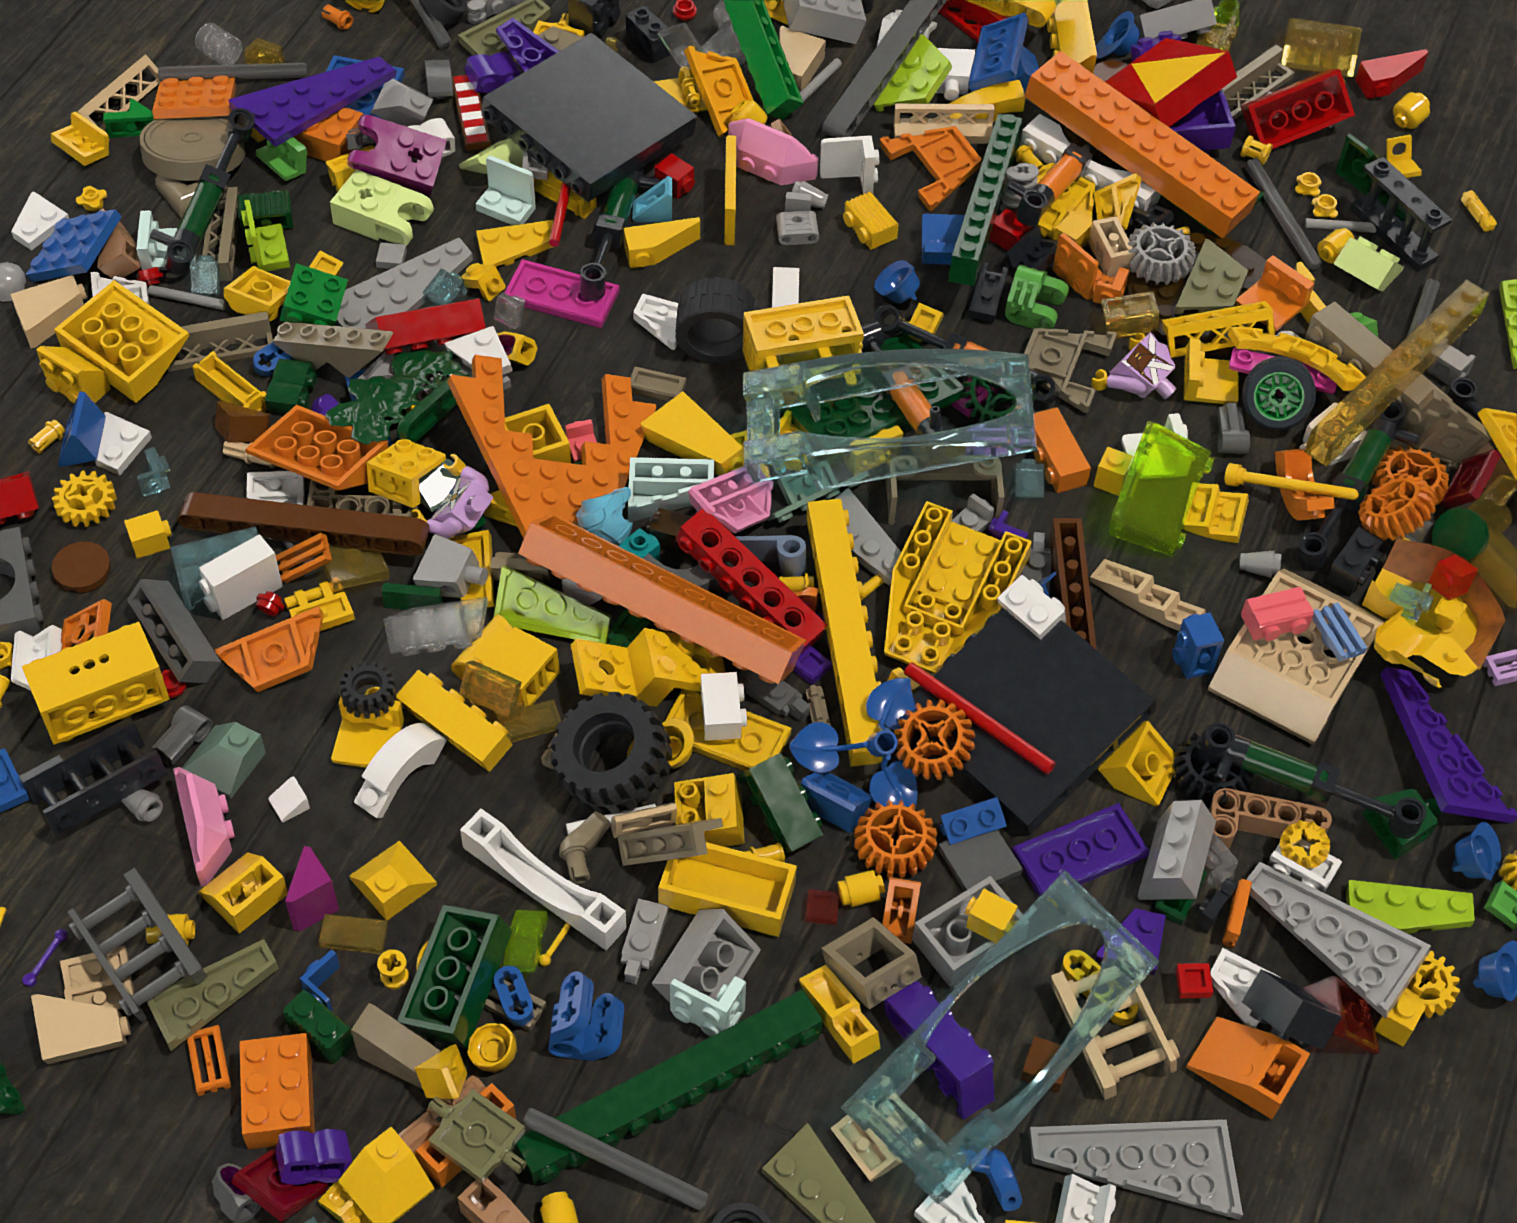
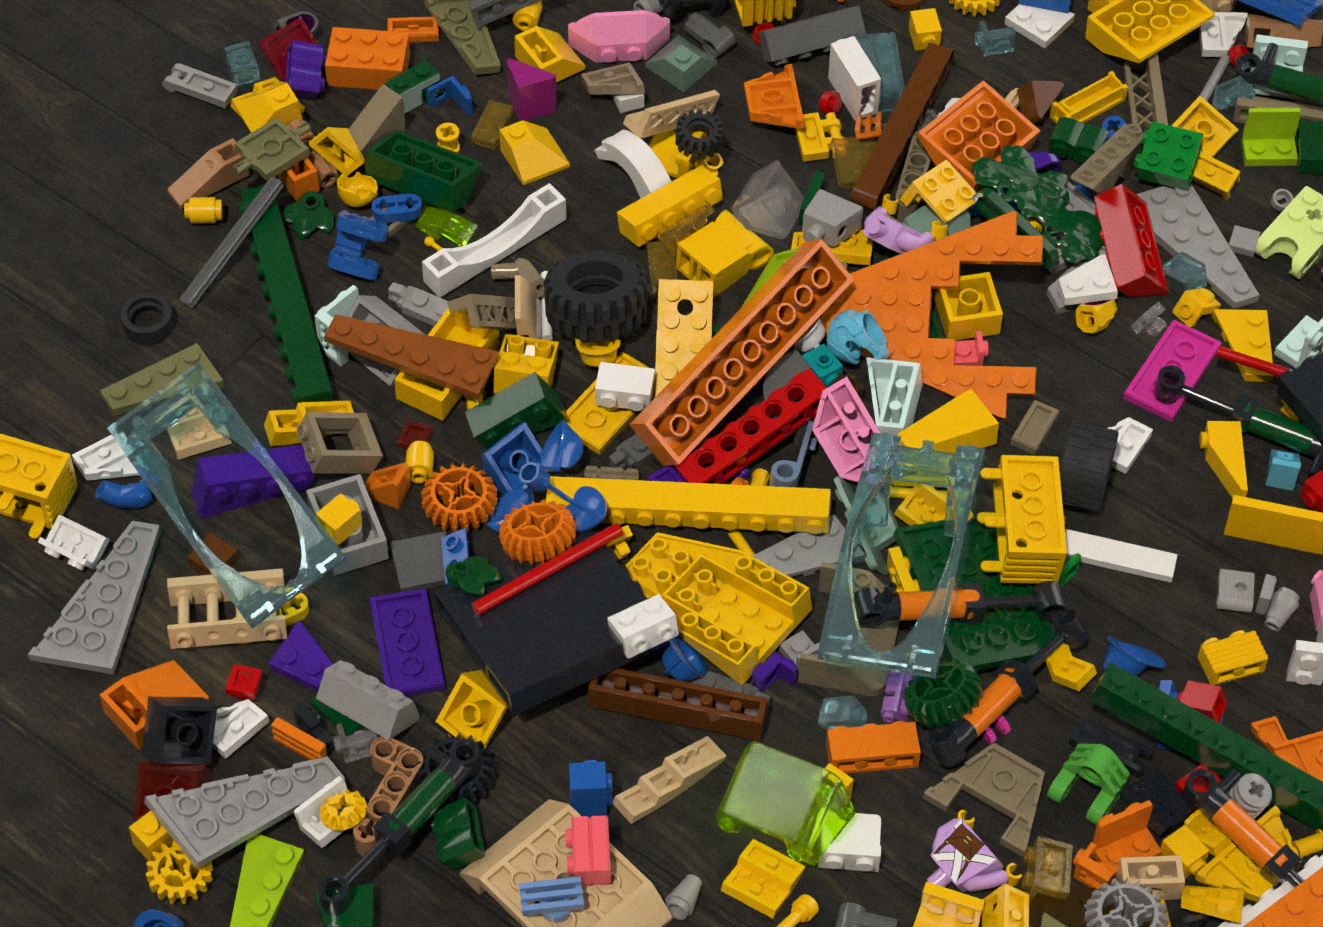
camera: 105 degrees right, 0 degrees up
(272, 813) = (613, 80): none -> dark tan wing
(329, 733) = (665, 116): none -> tan fence
(338, 230) = (1278, 196): none -> light grey hinge
(540, 1093) = (307, 217): none -> dark green plate
(749, 882) = (431, 358): none -> dark orange wing
(938, 221) = (1205, 699): none -> red brick
(1002, 783) = (472, 575): none -> dark green plate
(1290, 739) = (458, 834): none -> dark green brick

